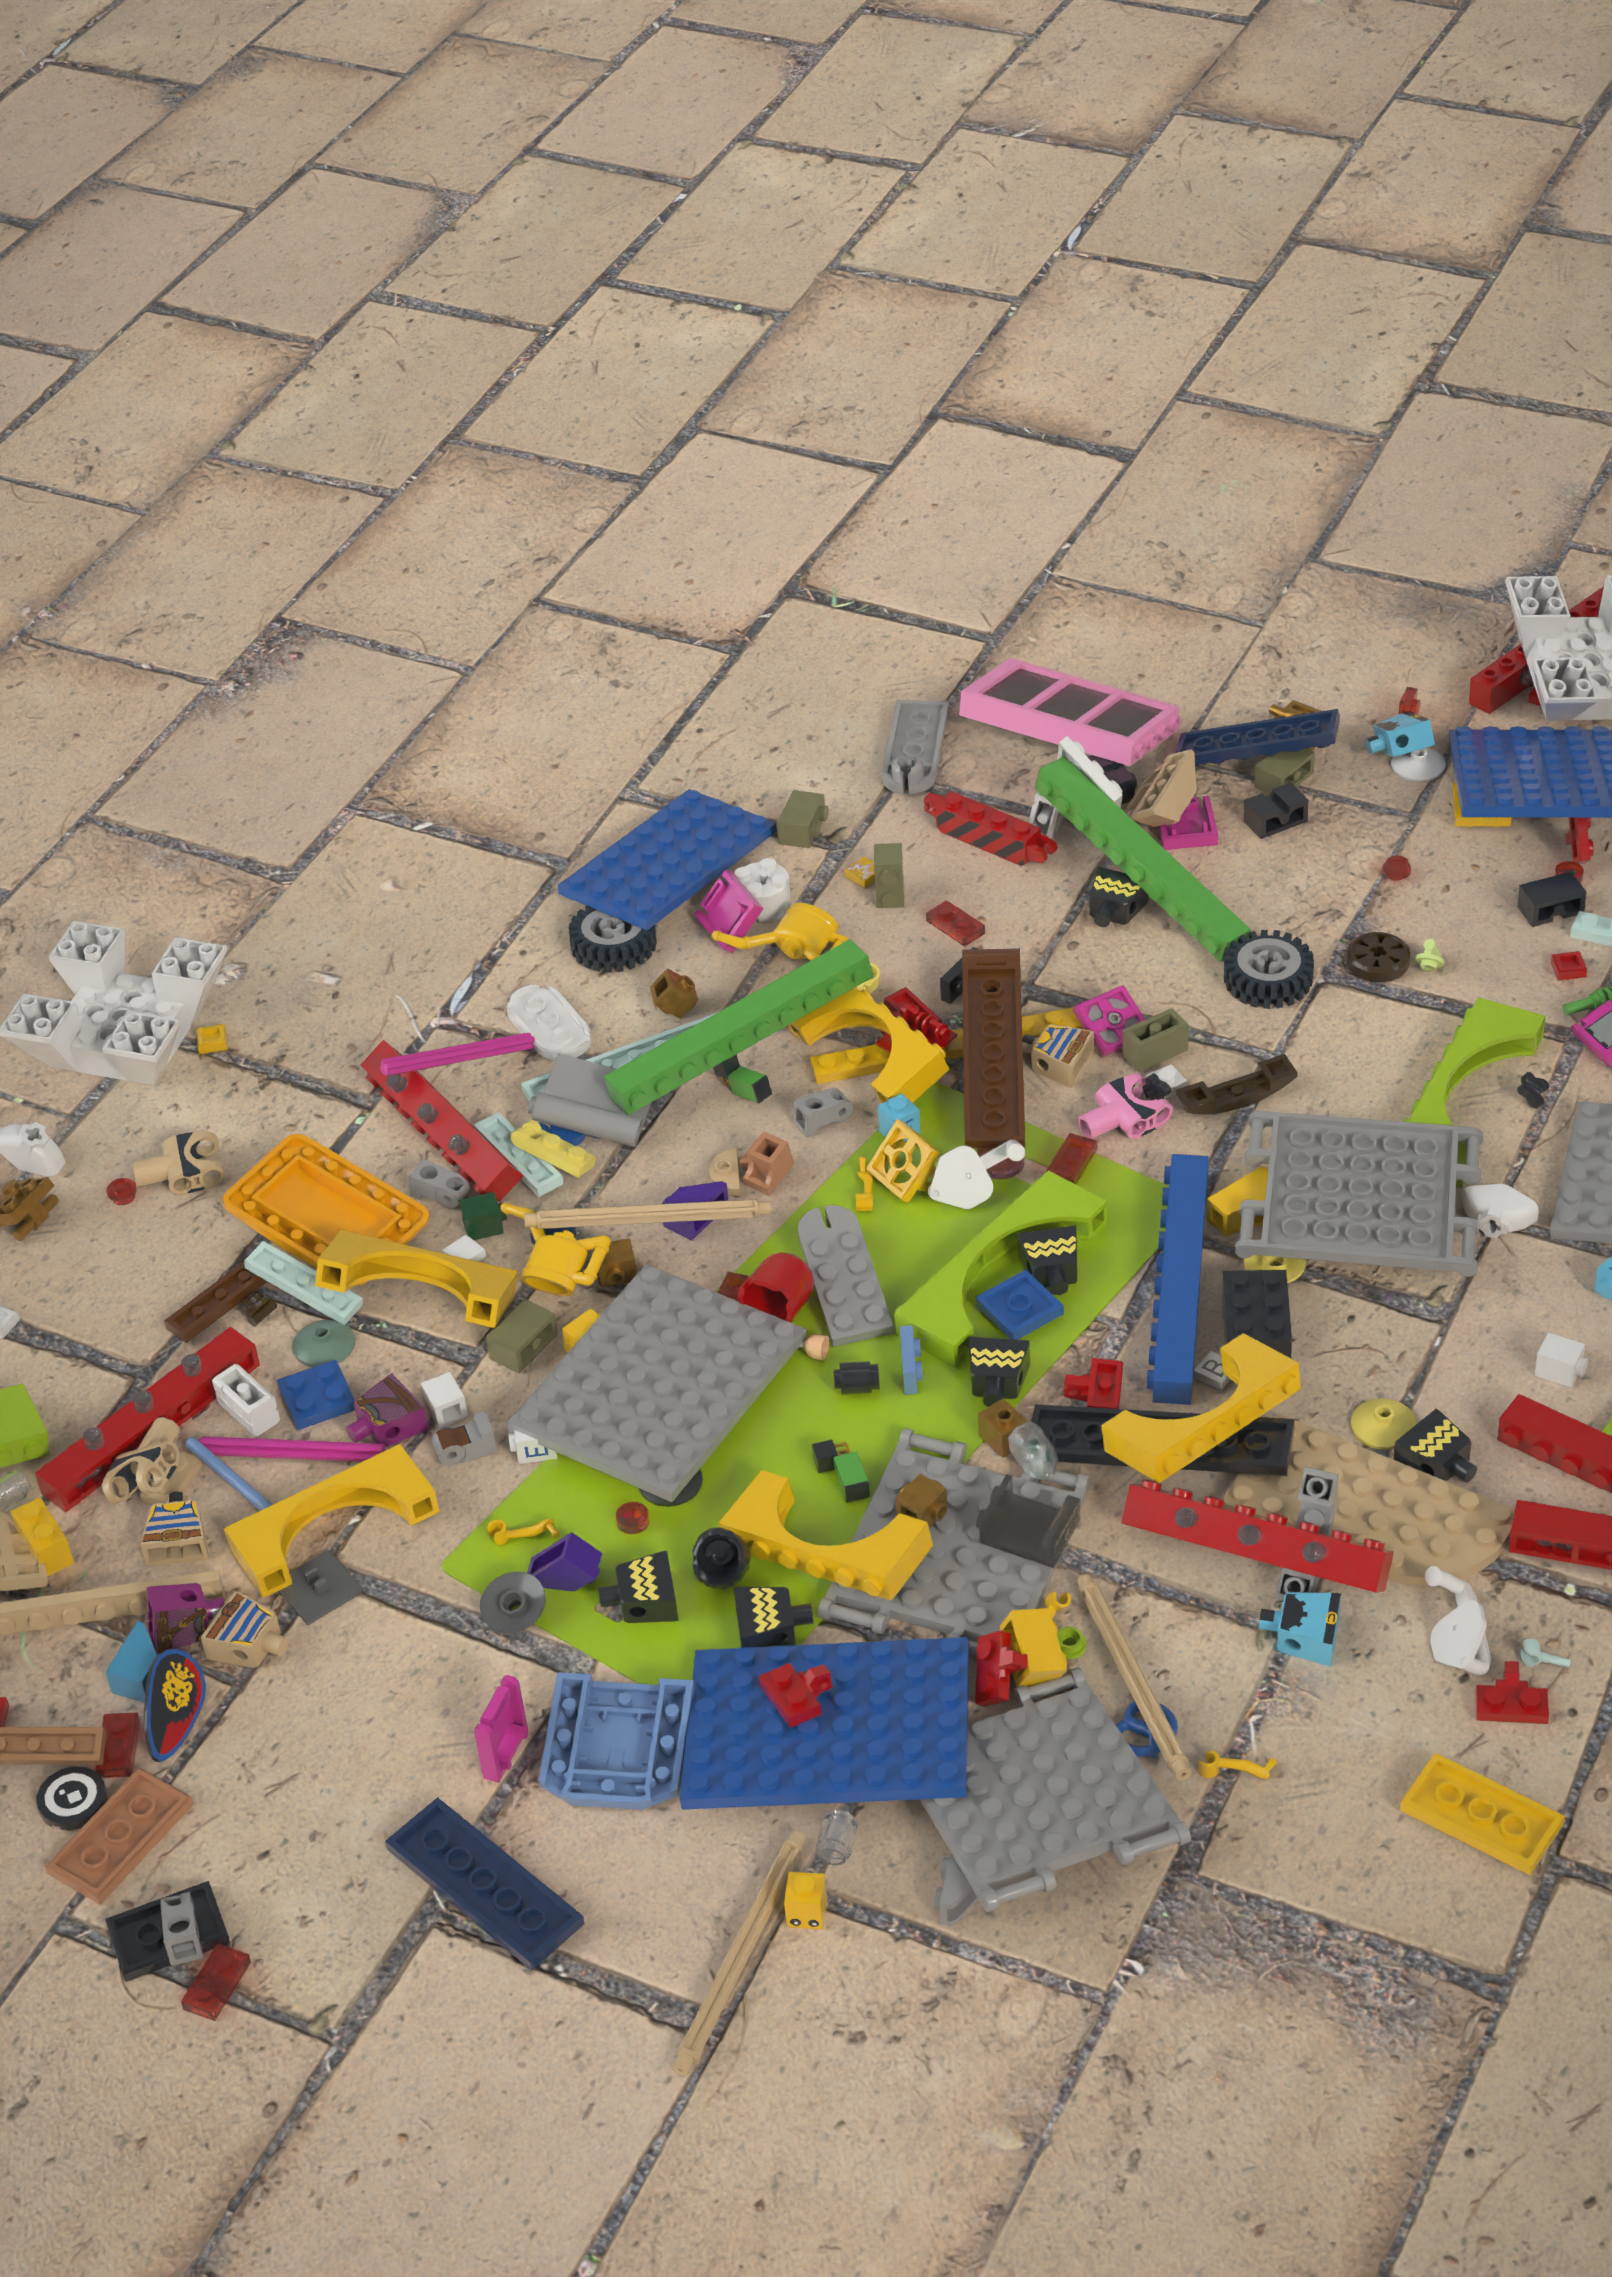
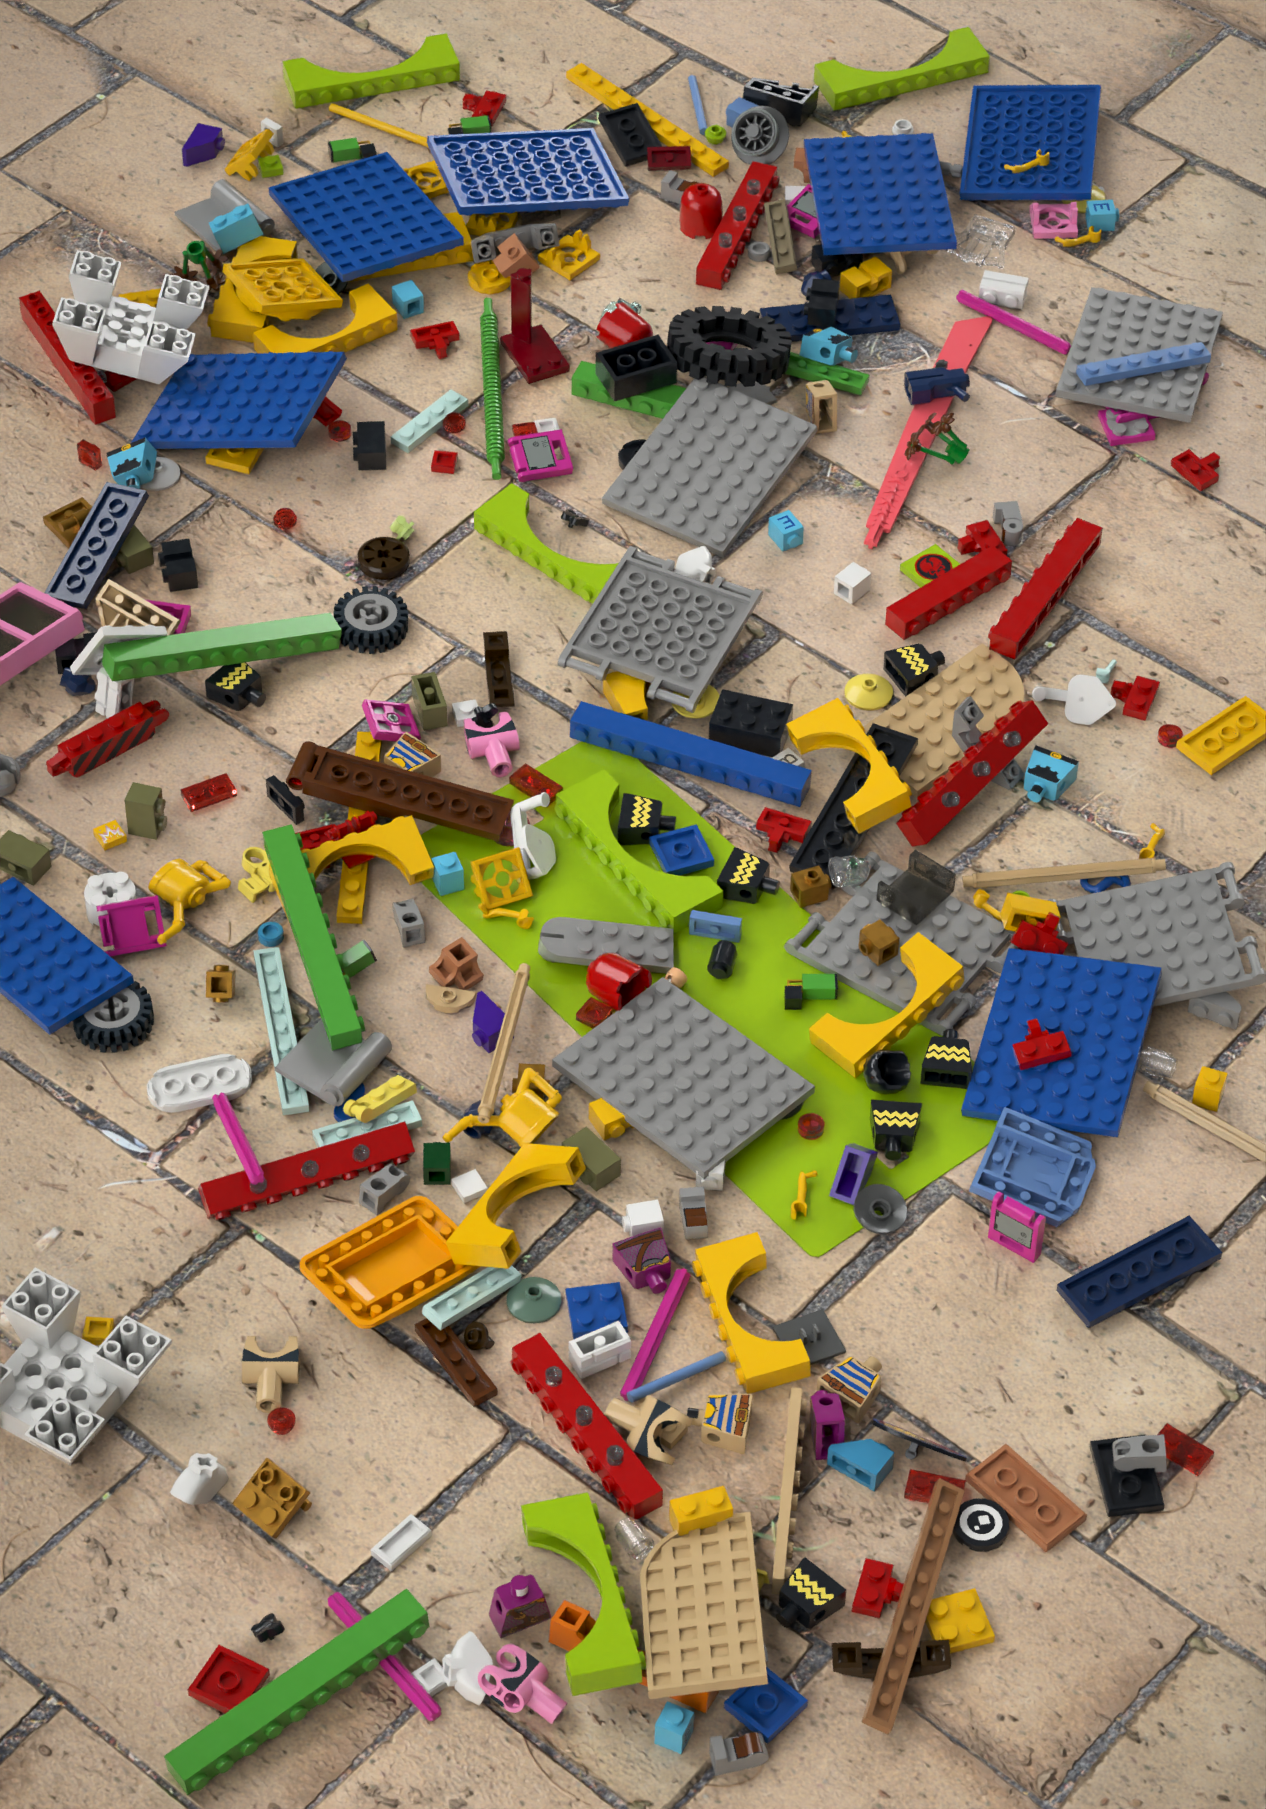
camera: 80 degrees left, 5 degrees up
(1456, 1748) = (1169, 735): none -> clear red tile

